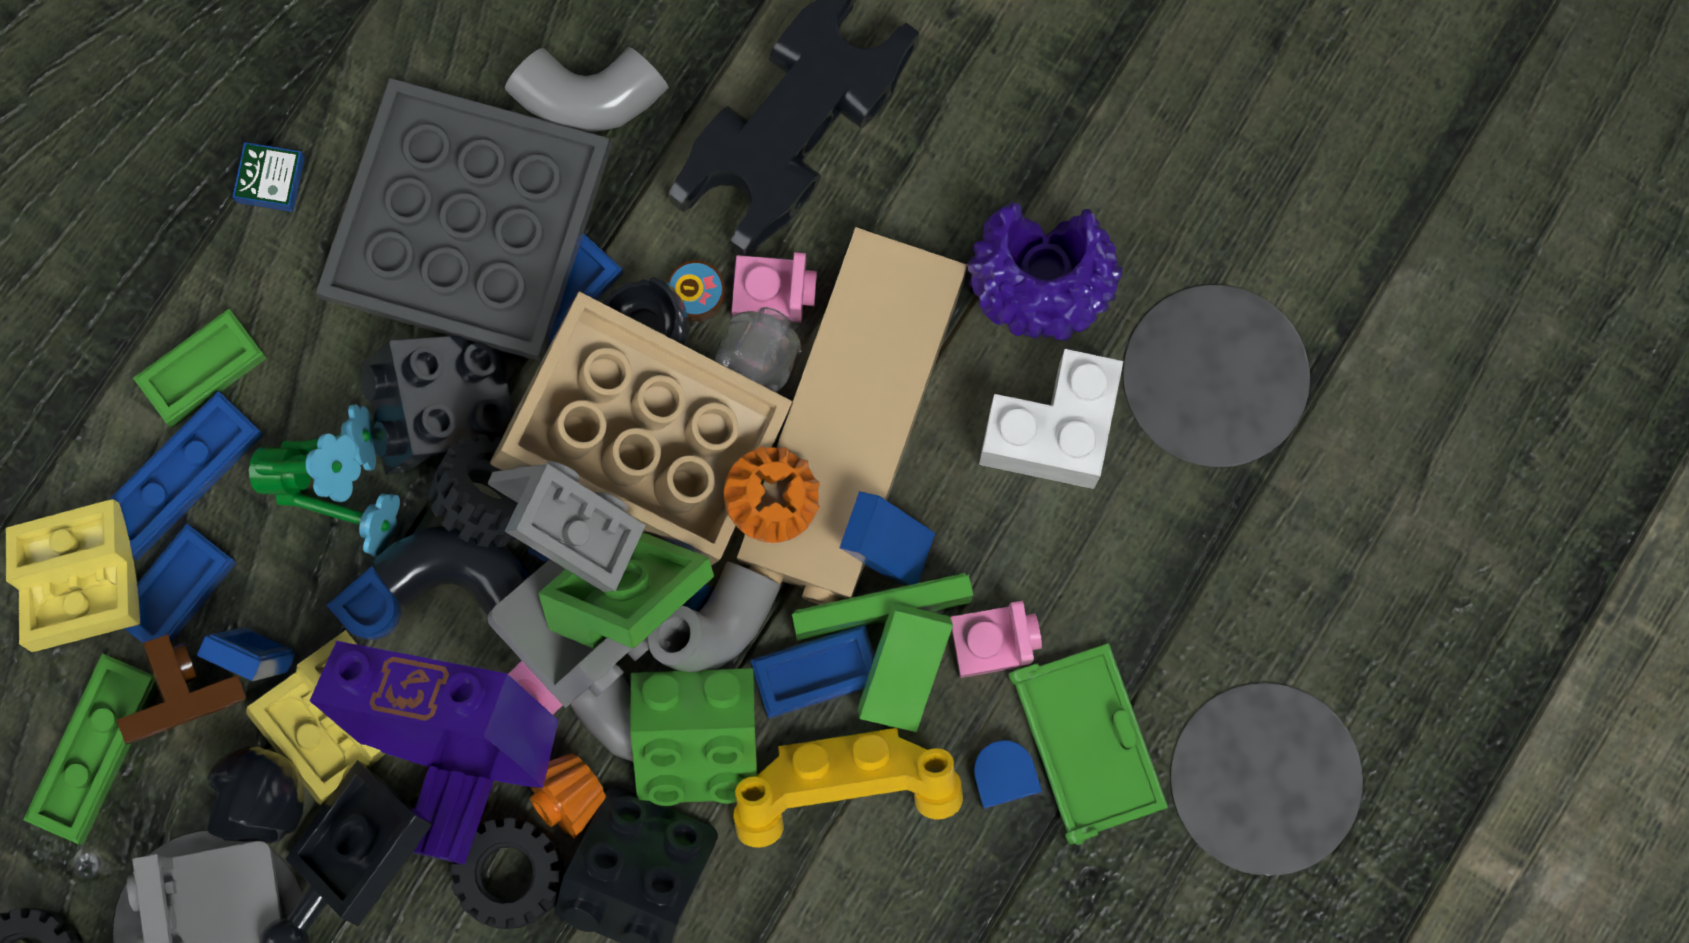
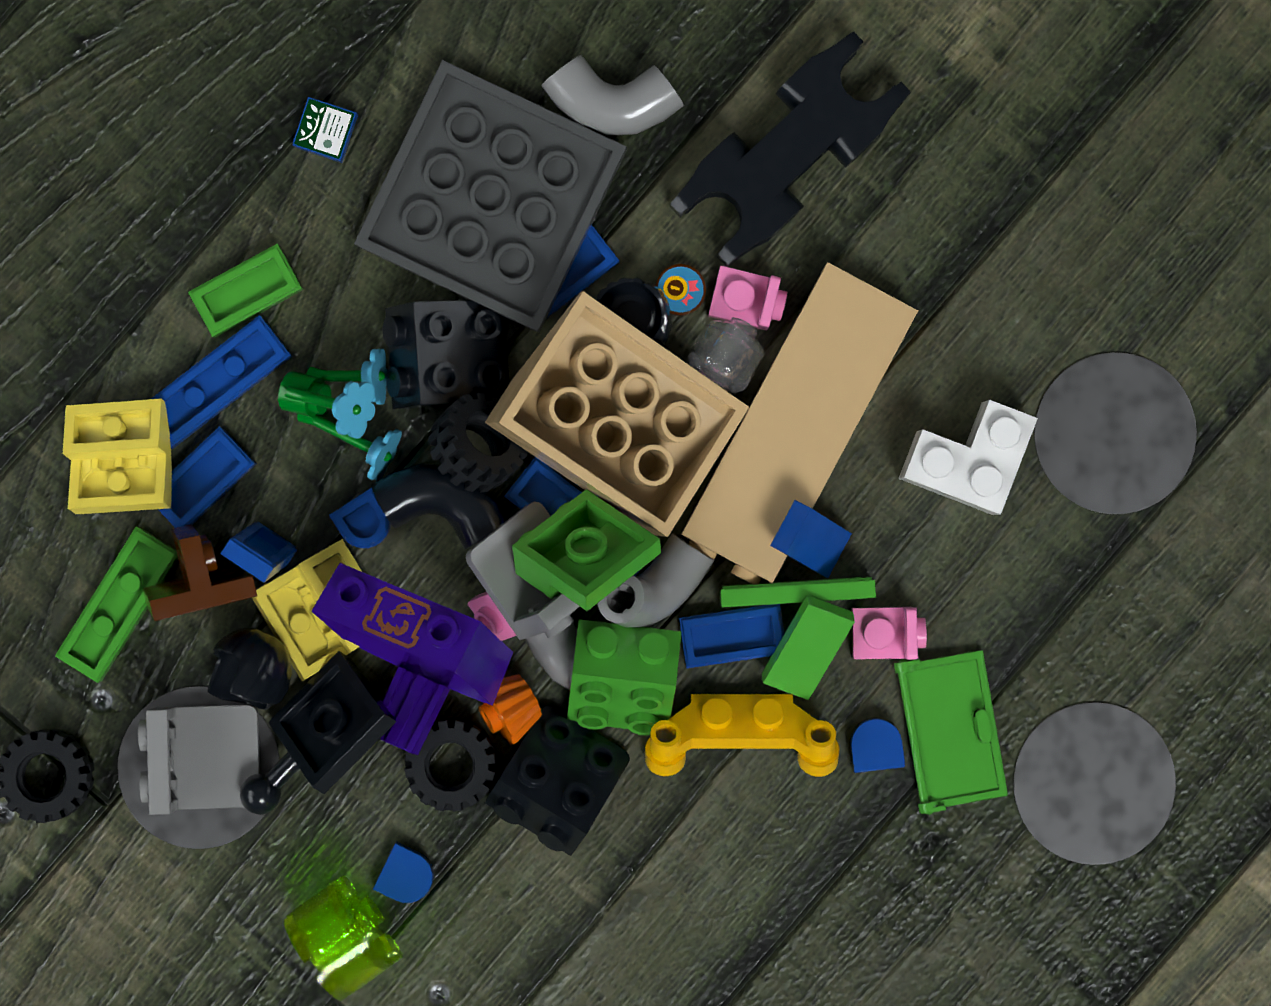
camera: 10 degrees right, 10 degrees up
(569, 522) = (547, 496): light grey bracket -> none
(744, 492) = (697, 484): orange gear -> none
(1043, 279) = (983, 330): dark purple hair -> none

